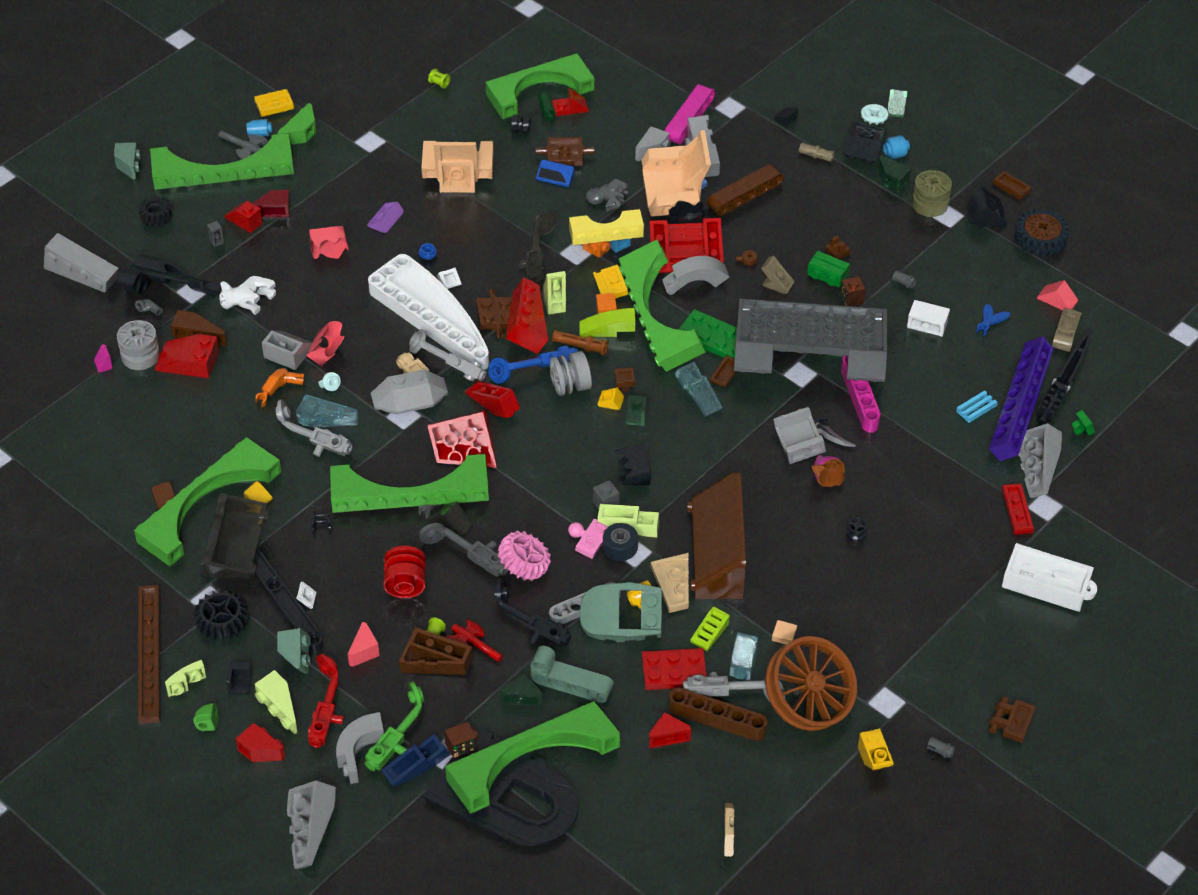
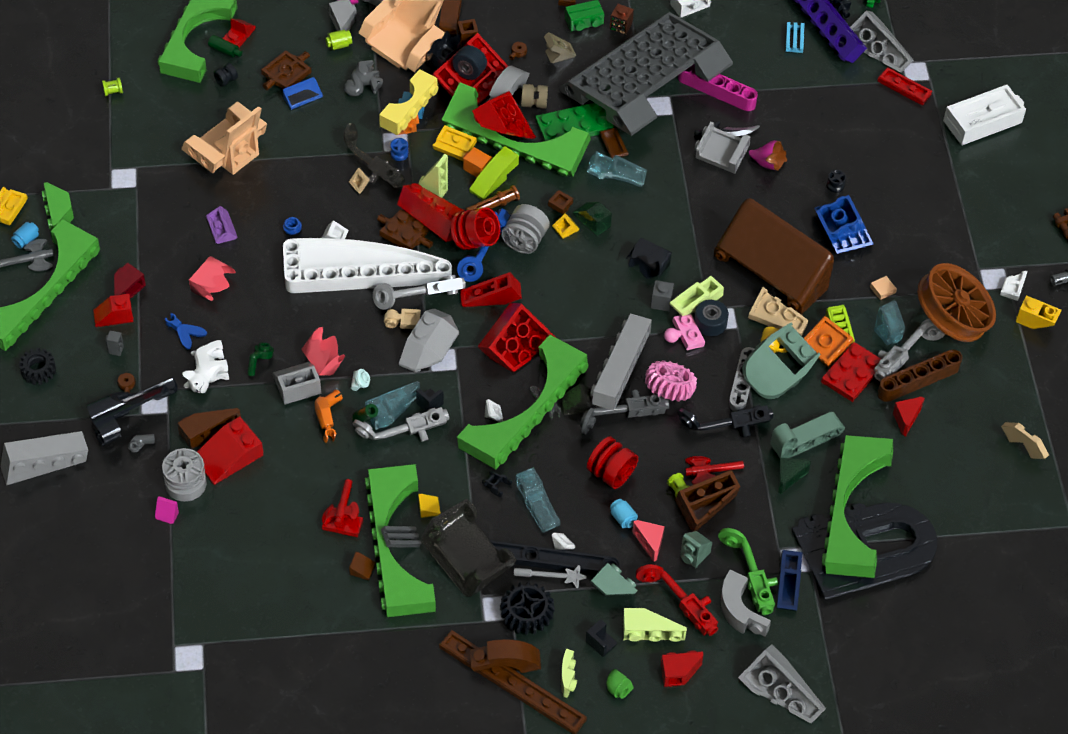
camera: 50 degrees left, 5 degrees up
(163, 630) = (506, 653): none -> reddish brown arch
(192, 264) = (126, 382): none -> reddish brown piece
(192, 462) = (348, 527): none -> red tile
(198, 451) = (342, 510): none -> red piece
(201, 501) = (400, 533): none -> dark grey tile
(270, 261) = (185, 330): none -> blue piece
(280, 622) = (572, 576): none -> light grey piece
(293, 401) = (365, 413): none -> dark green cylinder
(294, 312) = (261, 351): none -> dark green plate
(328, 553) = (537, 499): none -> clear light blue slope
(353, 432) = (429, 399): none -> black panel
(370, 613) = (623, 513): none -> medium azure brick
(380, 677) = (695, 548): none -> sand green slope
(384, 474) = (493, 411): none -> white slope
(461, 739) = (801, 537): copper brick -> none
(509, 514) = (621, 361): none -> light grey brick
(512, 258) = (359, 180): none -> tan slope
(516, 338) = (475, 228): none -> red wheel
(567, 258) = (399, 149): none -> blue wheel
(628, 156) = (338, 39): none -> lime brick
(655, 286) = (503, 116): none -> red wedge
(682, 630) = (828, 340): none -> orange tile
(691, 235) = (469, 62): none -> black wheel
(710, 294) = (528, 96): none -> dark tan wheel
(724, 212) = (467, 30): none -> reddish brown brick
(814, 562) = (843, 225): none -> blue slope
(893, 719) = (1013, 286): none -> white tile

